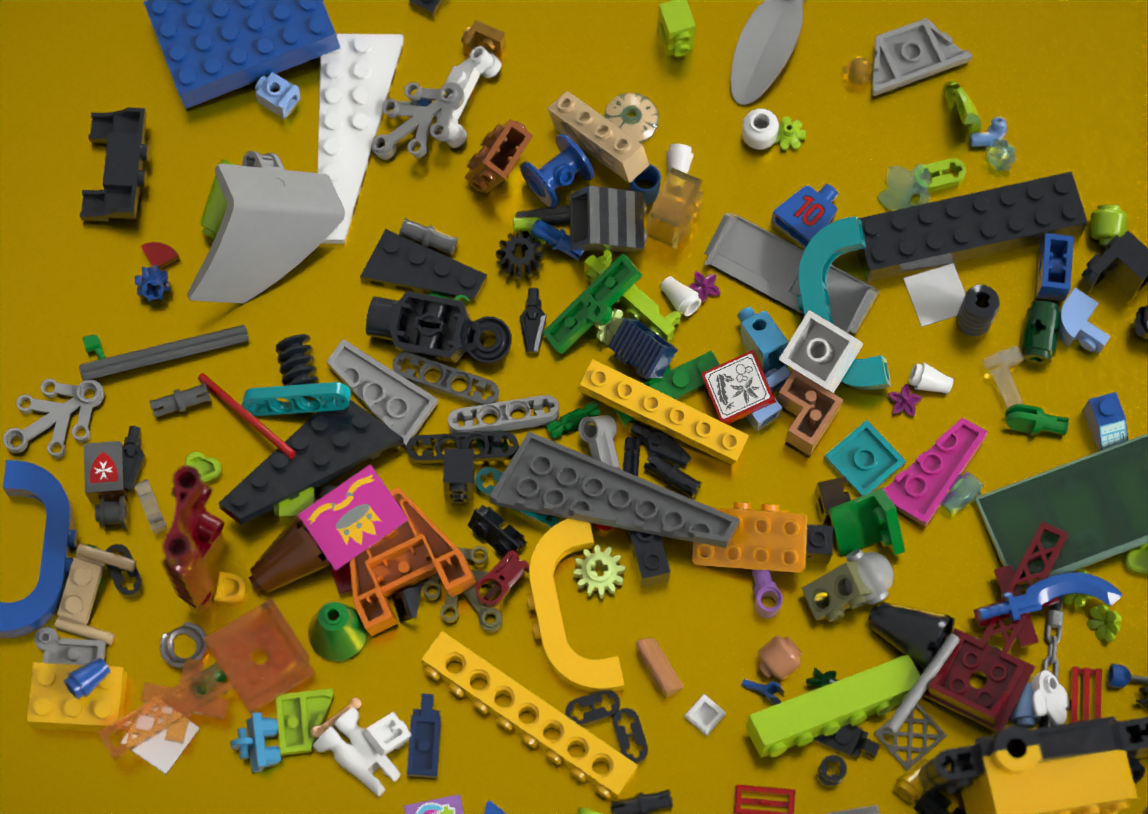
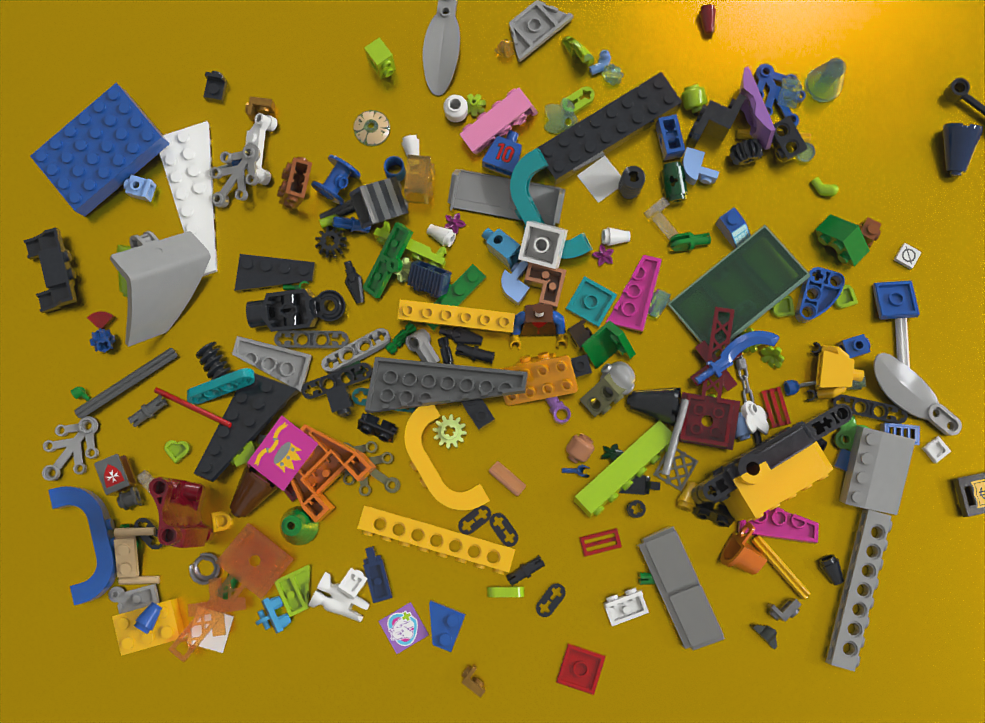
camera: 15 degrees left, 10 degrees up
(132, 457) = (129, 459): black piece -> none
(317, 731) = (308, 595): light nougat hinge -> none
(407, 603) = (336, 493): black slope -> none
(428, 236) = (269, 249): dark grey pin -> none
(505, 575) = (391, 455): dark red piece -> none
(598, 136) = (354, 148): tan brick -> none
(705, 715) = (545, 499): white tile -> none
(738, 387) = (498, 284): tile -> none
(780, 458) = (538, 320): none -> torso
(815, 164) = (498, 120): none -> bright pink wedge

